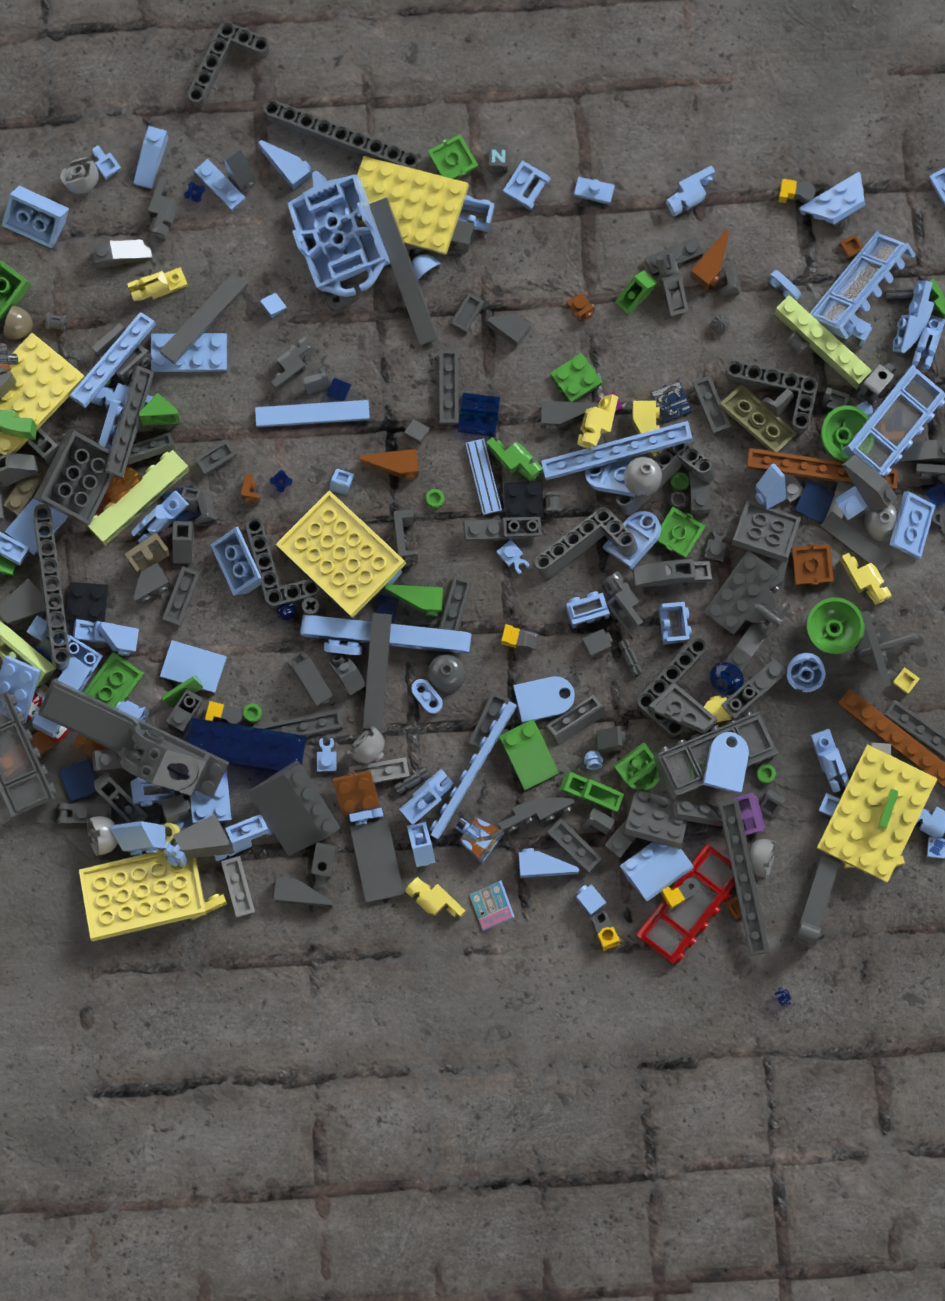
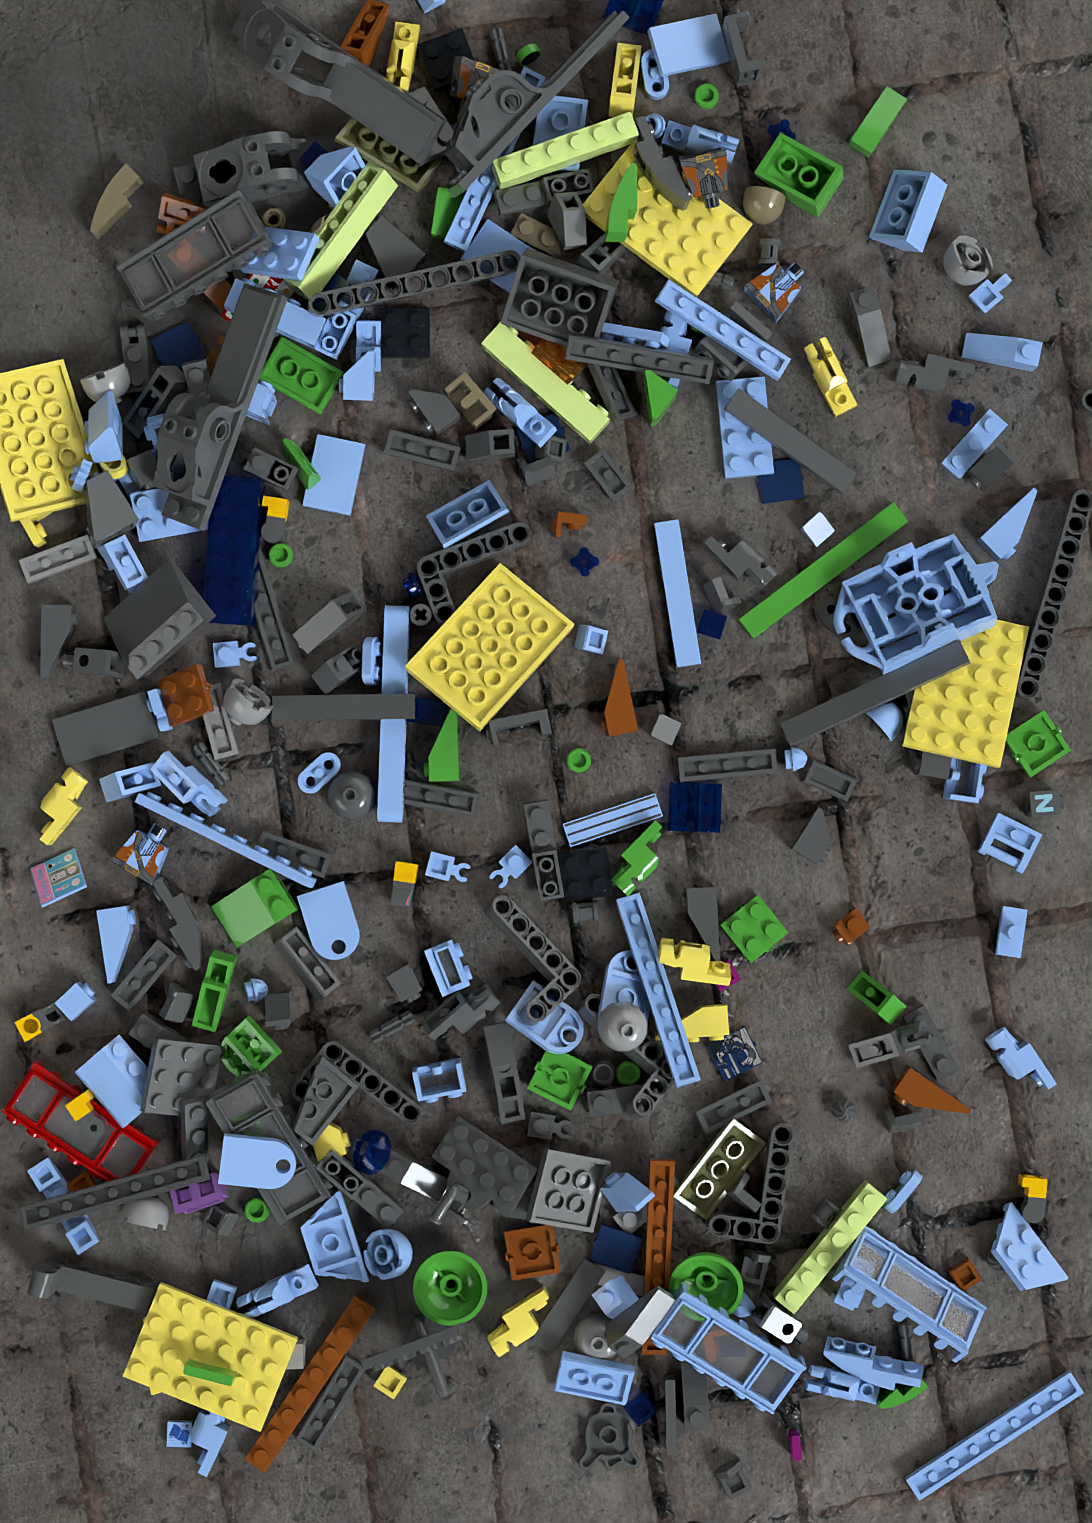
camera: 90 degrees right, 10 degrees up
(85, 319) = (775, 289): none -> torso
(236, 328) = (783, 484): none -> dark blue piece
(305, 304) = (823, 570): none -> bright green tile
(448, 337) = (794, 758): none -> light blue plate
(509, 607) = (443, 866): none -> light blue plate
(735, 931) = (53, 1183): none -> light blue slope
(795, 715) = (333, 1242): none -> light blue wing

